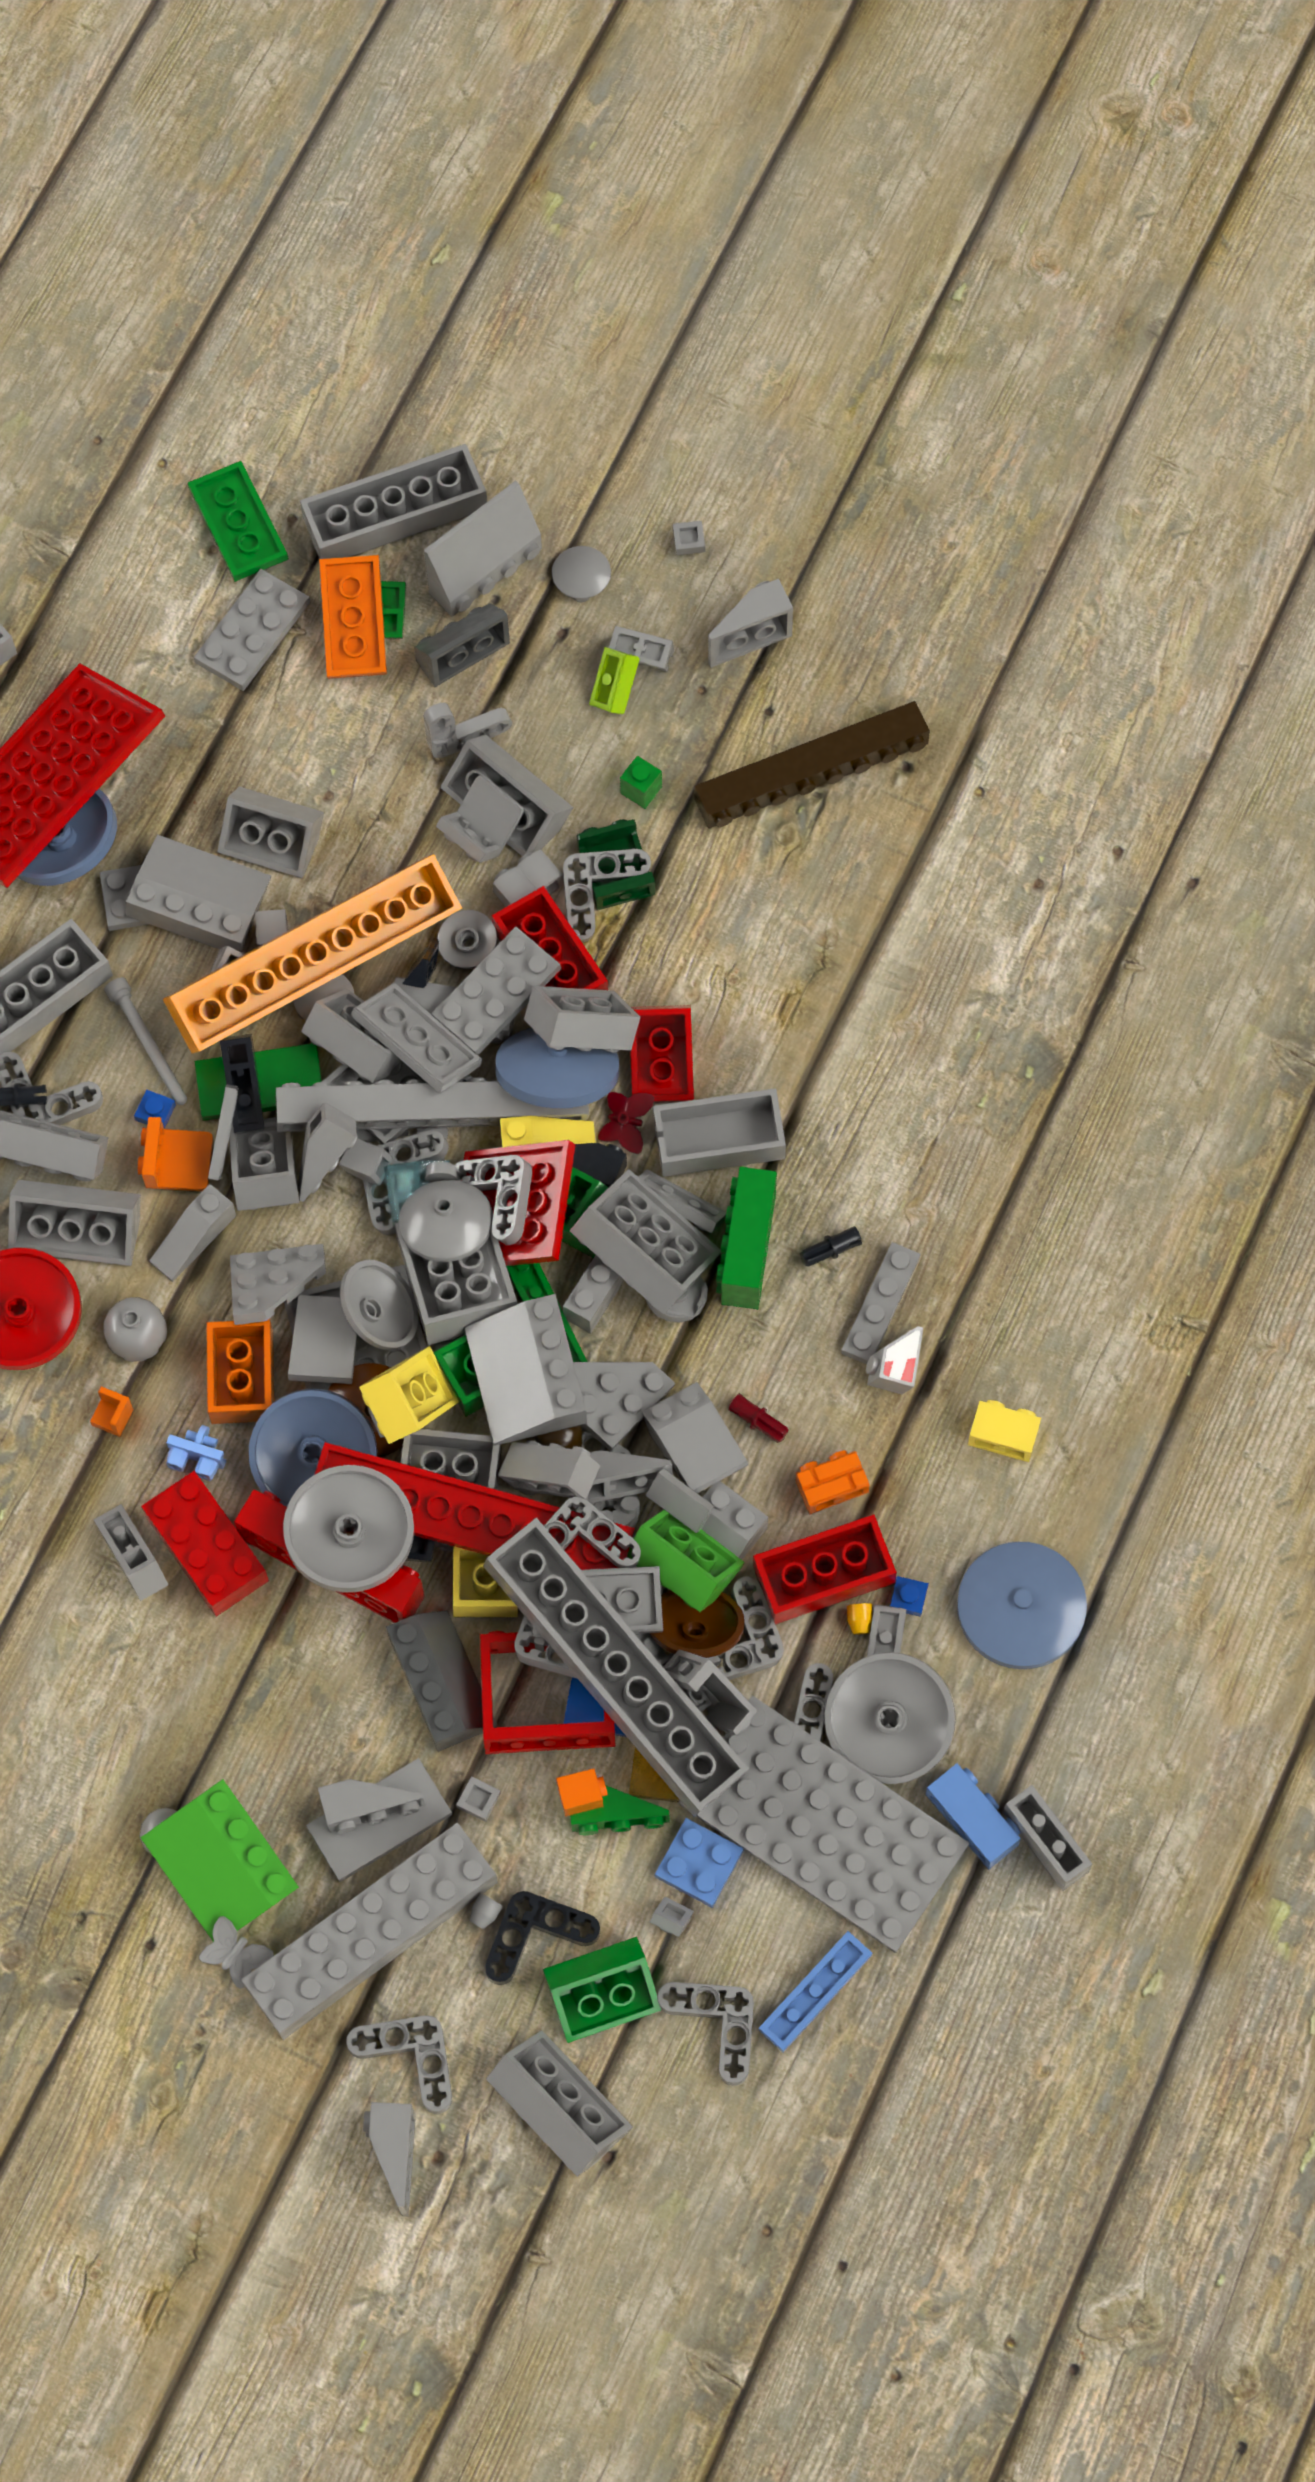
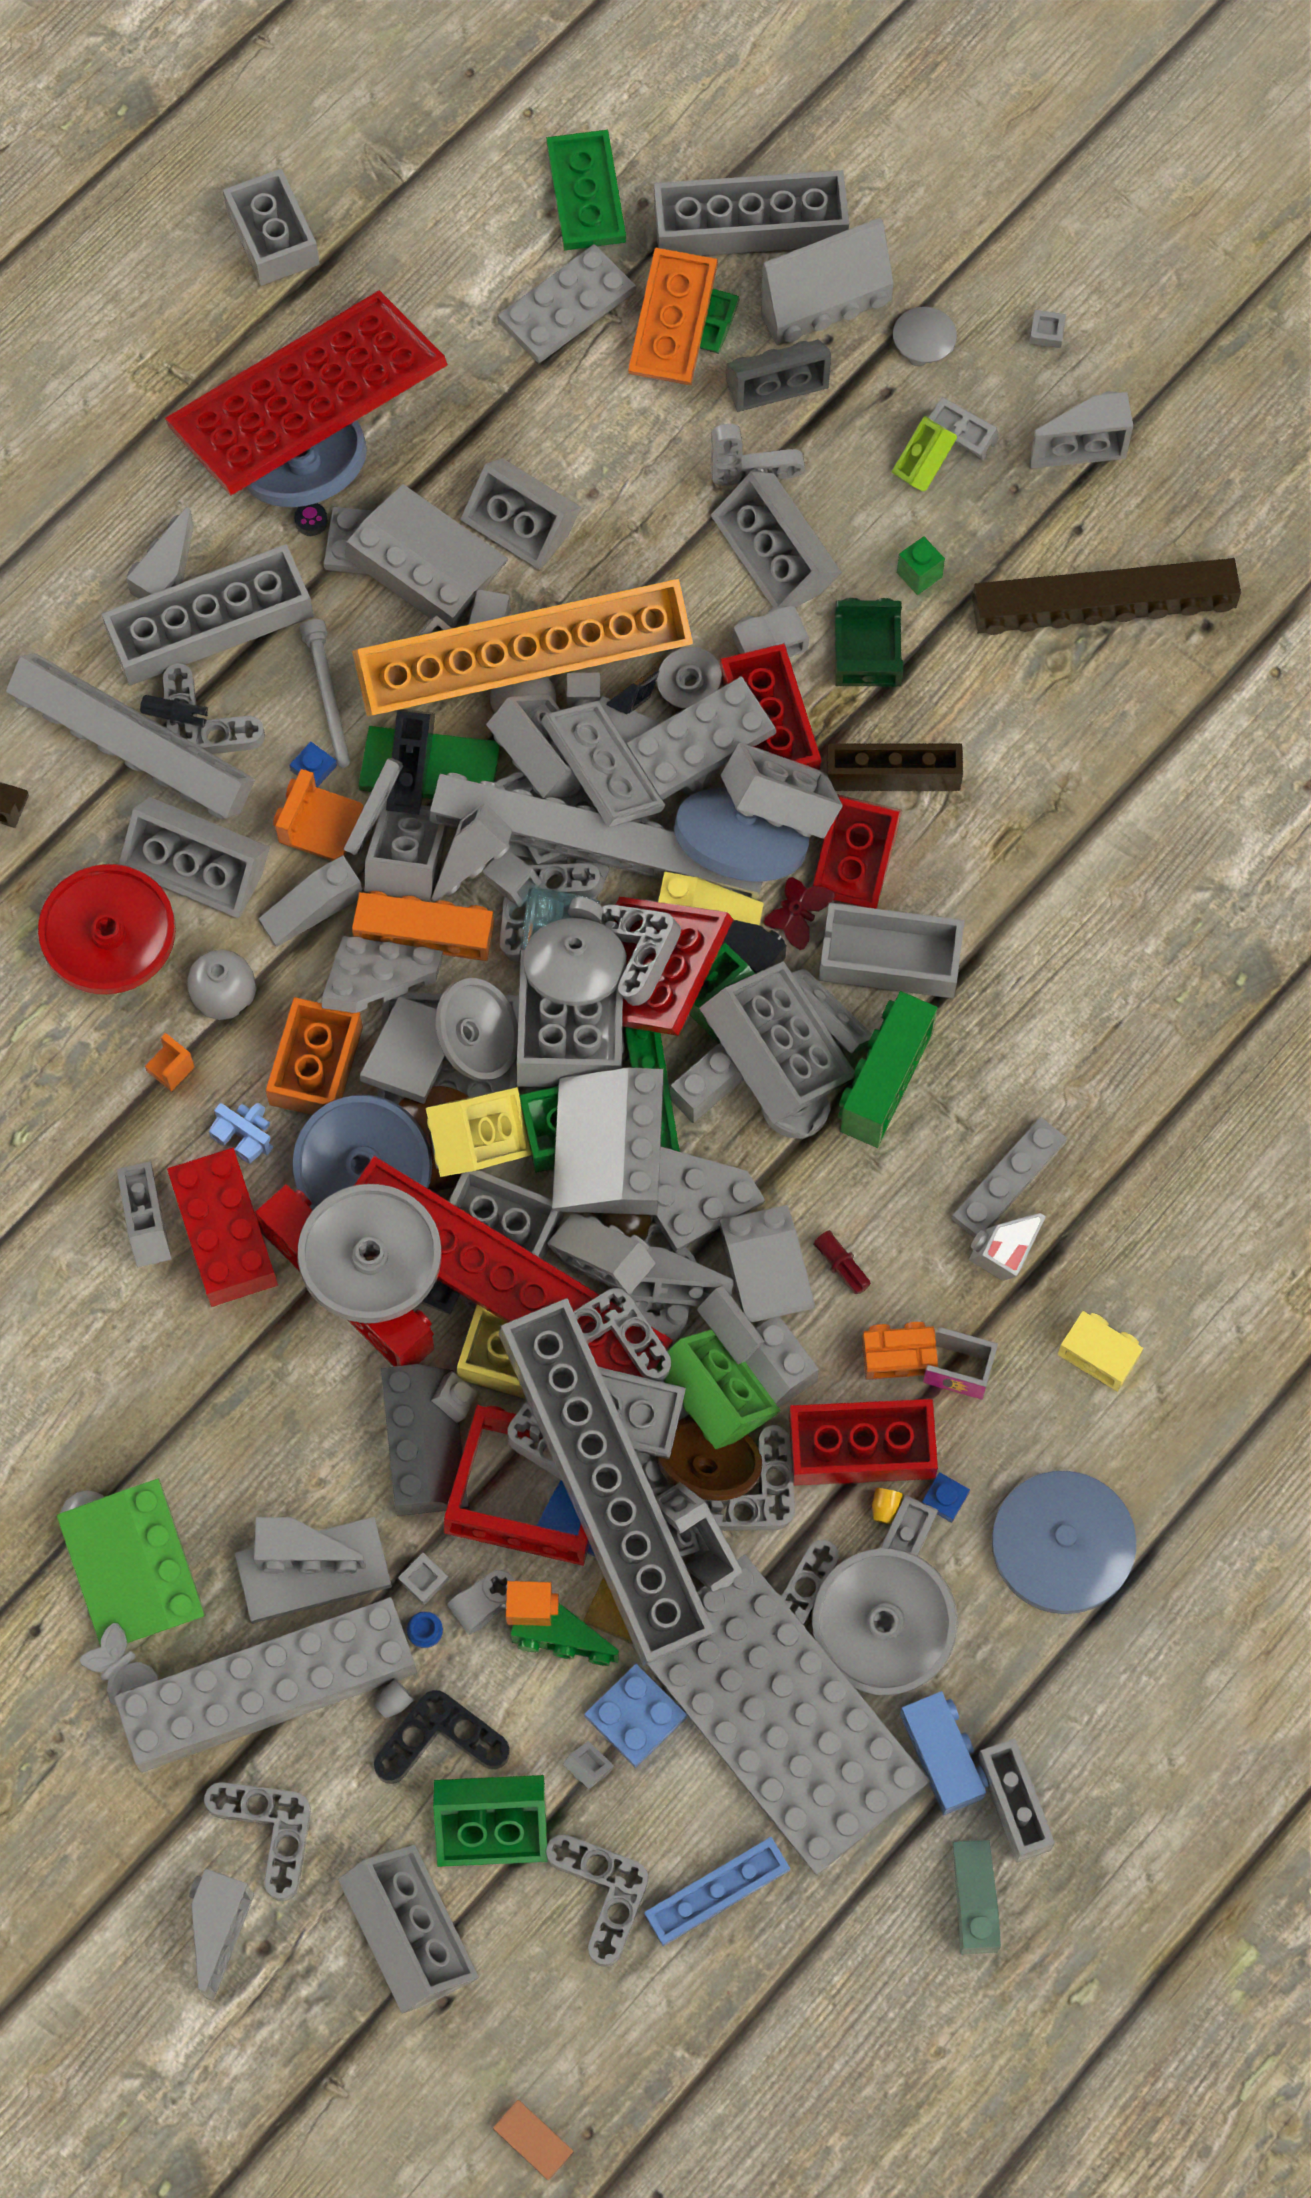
camera: 15 degrees right, 0 degrees up
(83, 889) = (311, 519): none -> black tile
(298, 1225) = (418, 923): none -> orange brick
(376, 976) = (583, 688): none -> light grey plate
(456, 1633) = (454, 1396): none -> light grey plate
(482, 820) = (742, 560): light grey bracket -> none
(493, 1843) = (424, 1630): none -> blue plate
(533, 1806) = (478, 1603): none -> light grey piece
(593, 874) = (840, 646): light grey beam -> none
(673, 968) = (895, 766): none -> dark brown brick
(722, 2250) = (533, 2140): none -> nougat tile
(831, 1246) = (974, 1103): black axle -> none
(889, 1459) = (967, 1345): none -> light grey piece
(1038, 1931) = (976, 1898): none -> sand green slope

